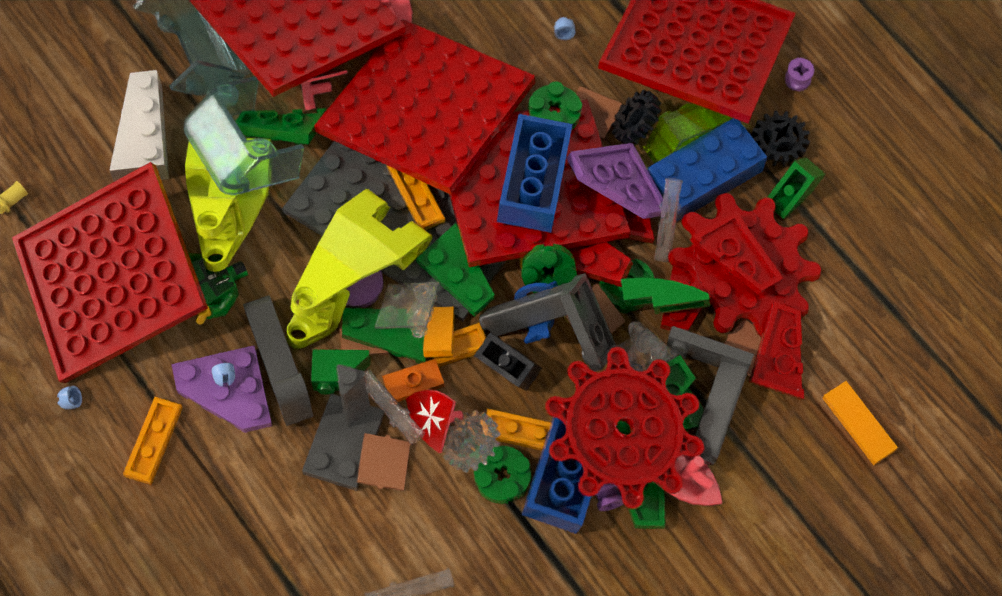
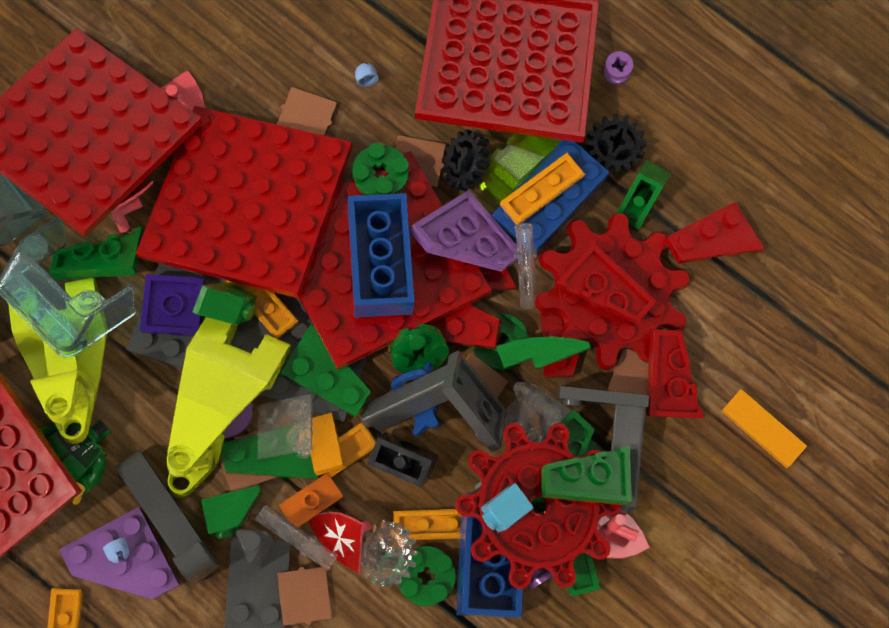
camera: 20 degrees left, 10 degrees up
(334, 176) = (170, 305): none -> dark purple plate
(382, 183) = (225, 303): none -> green slope
(503, 46) = (307, 112): none -> nougat piece
(592, 415) = (506, 508): none -> medium azure brick
(682, 416) = (590, 479): none -> green wing
(700, 154) = (542, 189): none -> light orange tile
(854, 238) = (715, 235): none -> red wing

